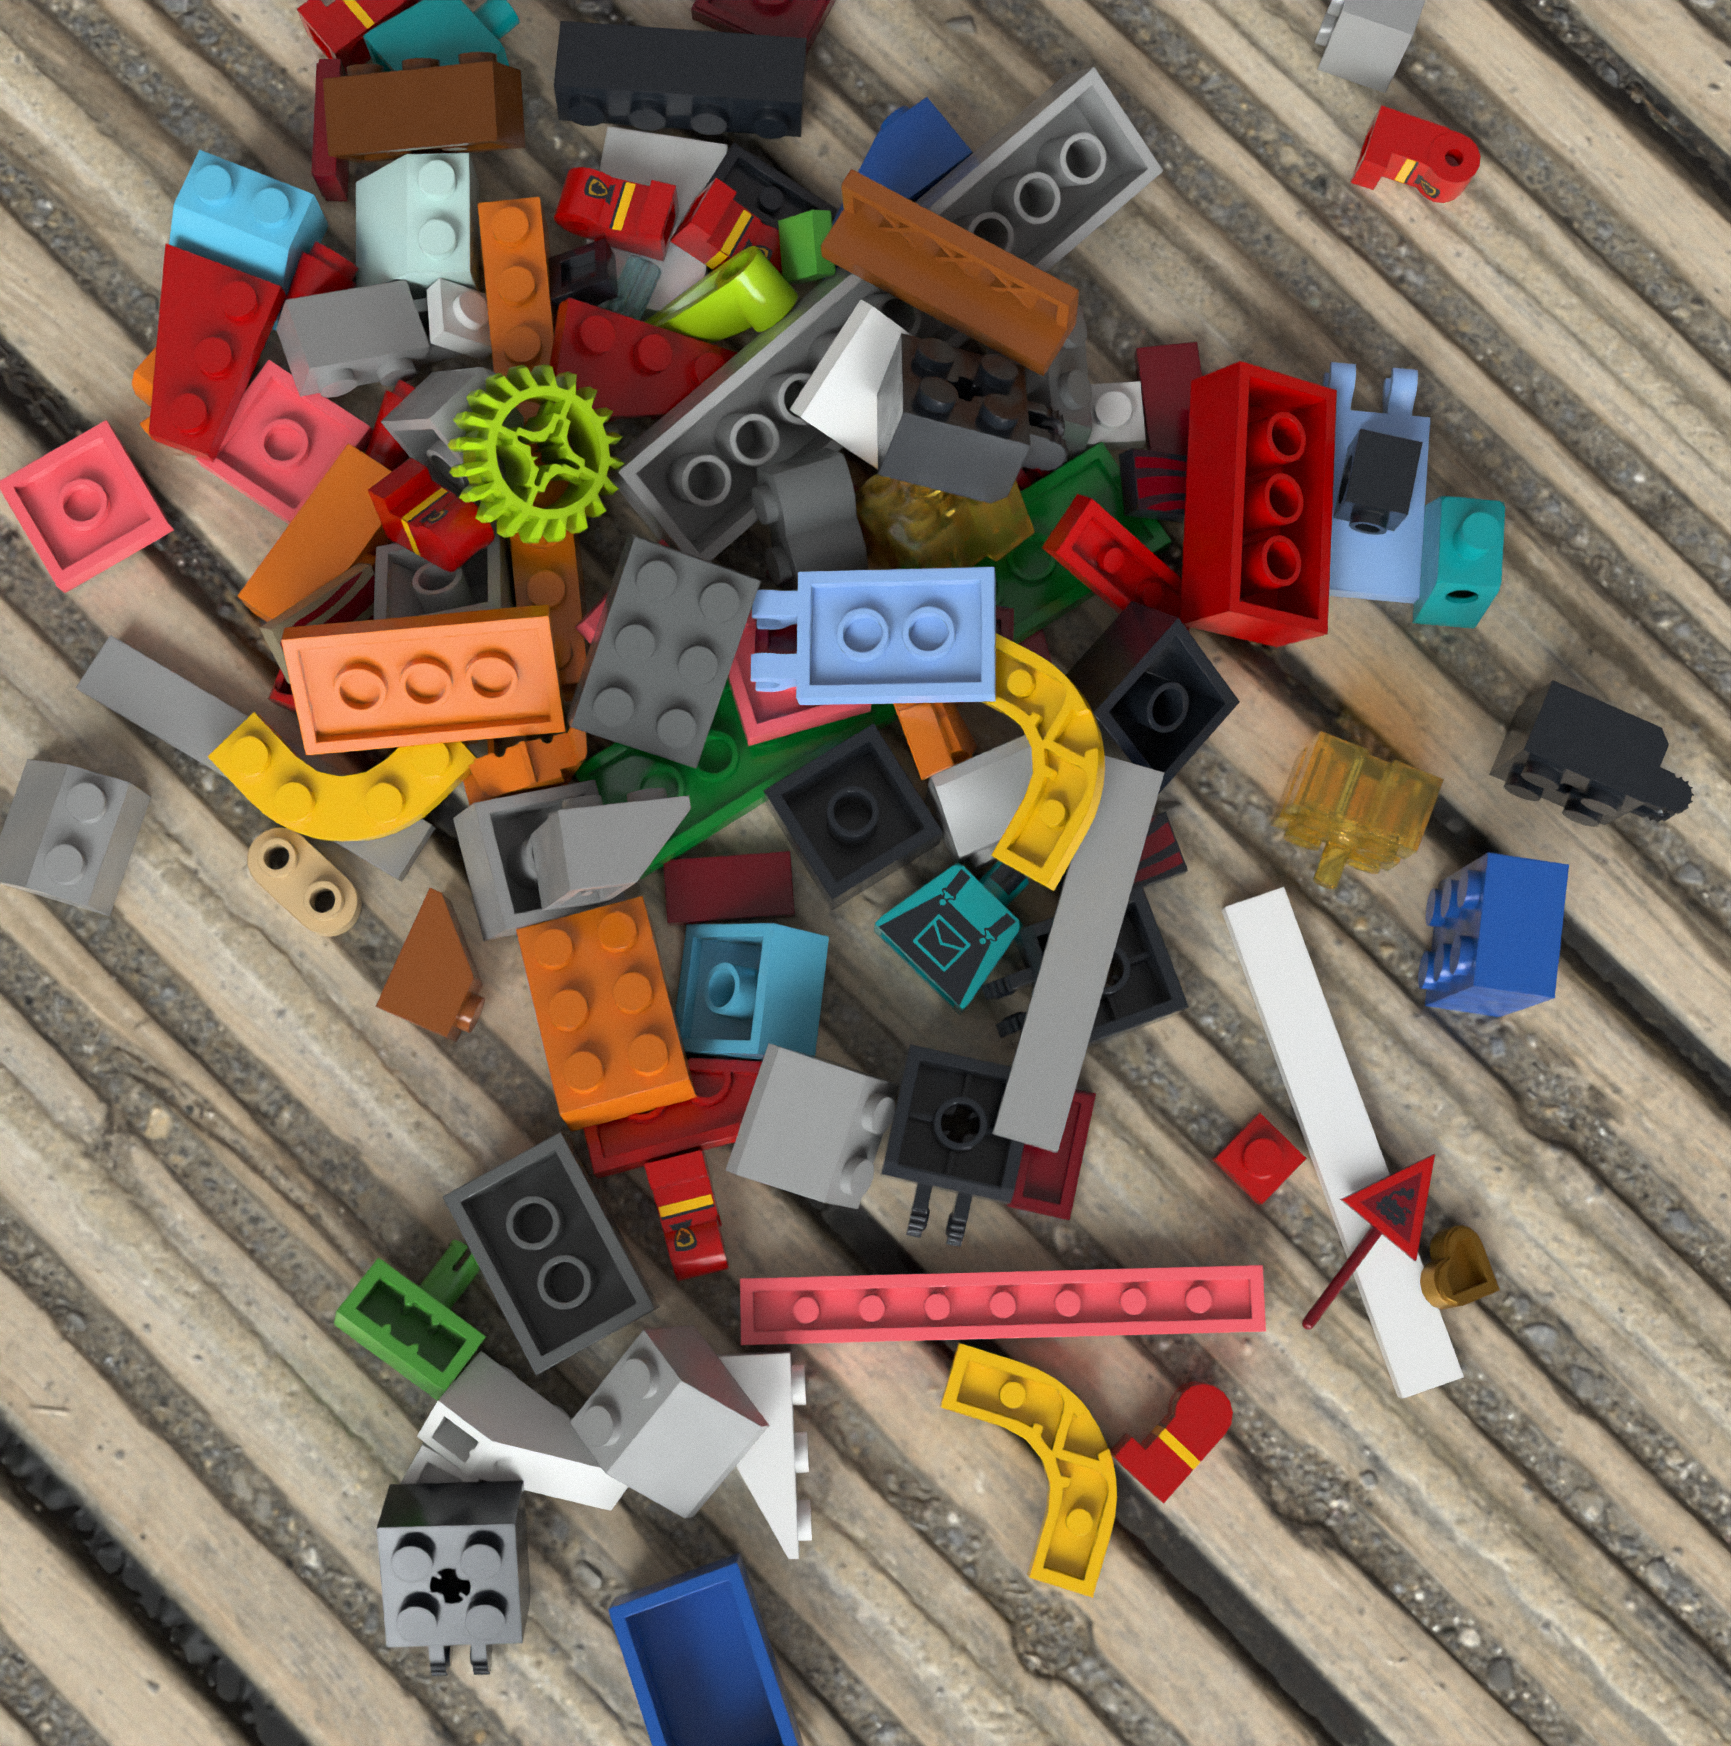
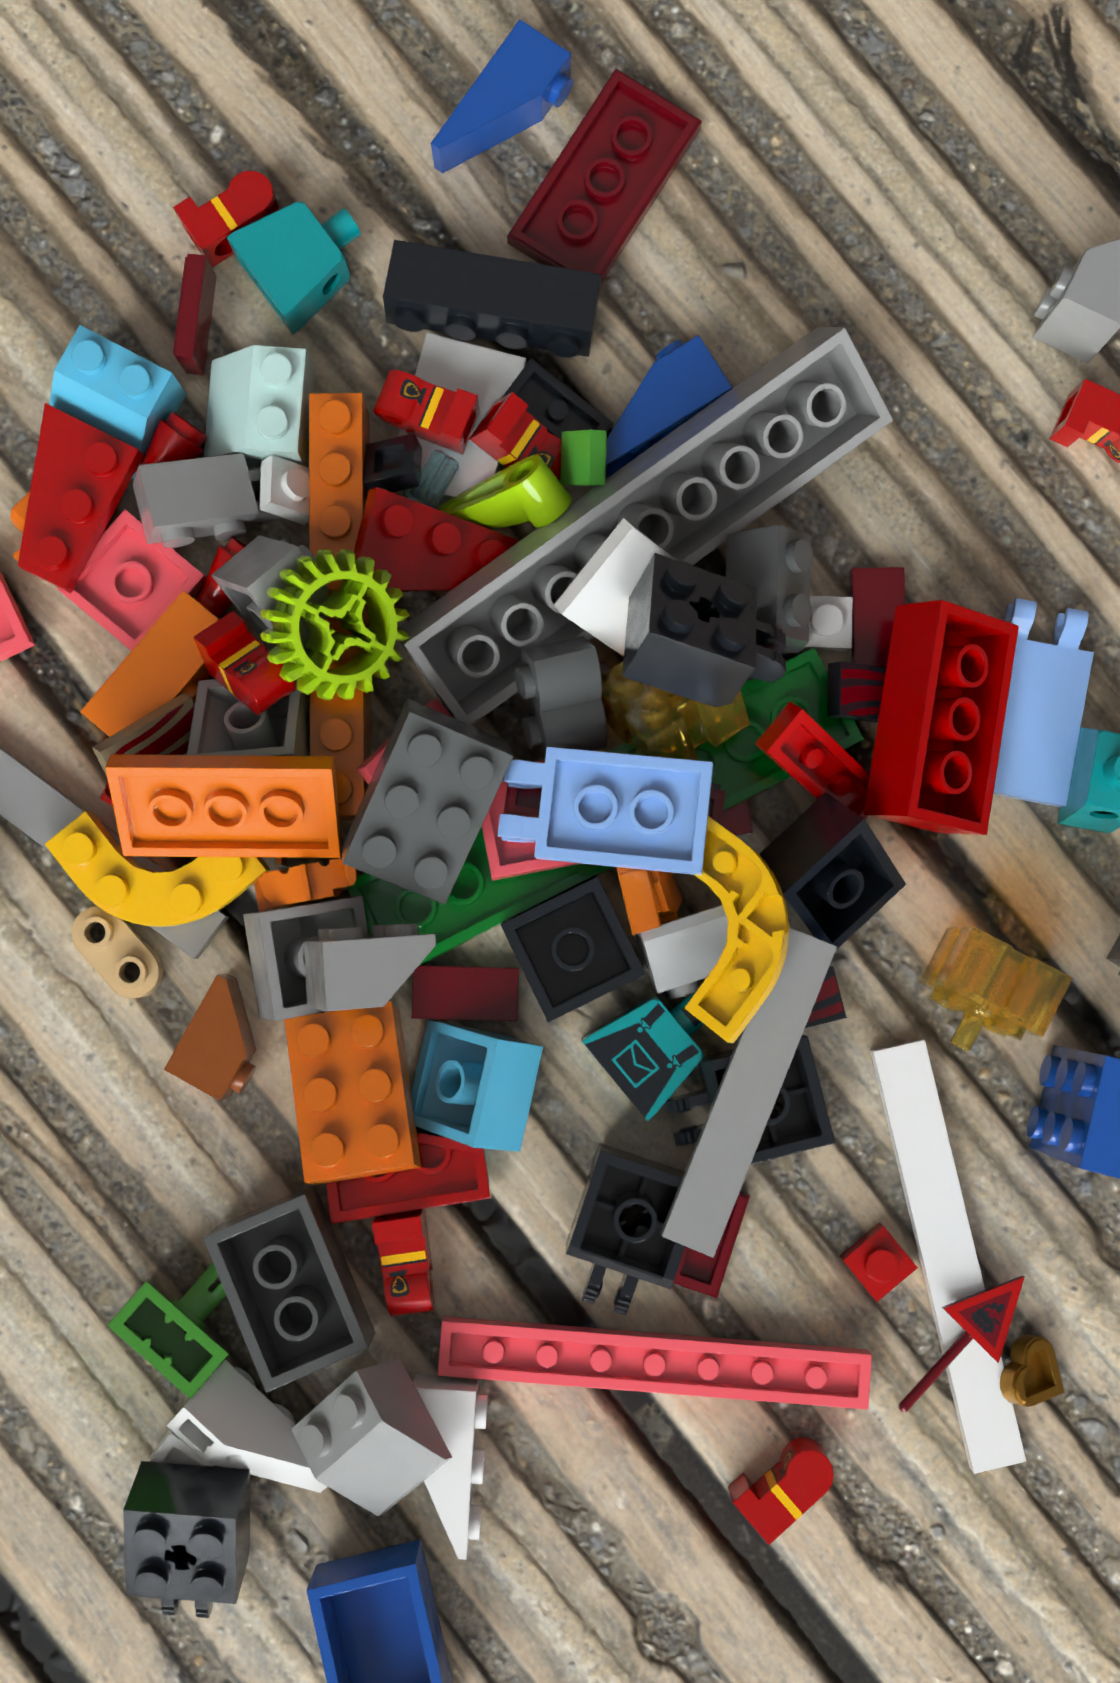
camera: 10 degrees right, 5 degrees up
(424, 109) = (271, 308): reddish brown brick -> none
(813, 1127) = (514, 1209): light grey slope -> none
(951, 274) = (702, 503): dark orange fence -> none
(1071, 1450) = (698, 1485): yellow plate -> none
(1377, 482) = (1044, 707): black brick -> none

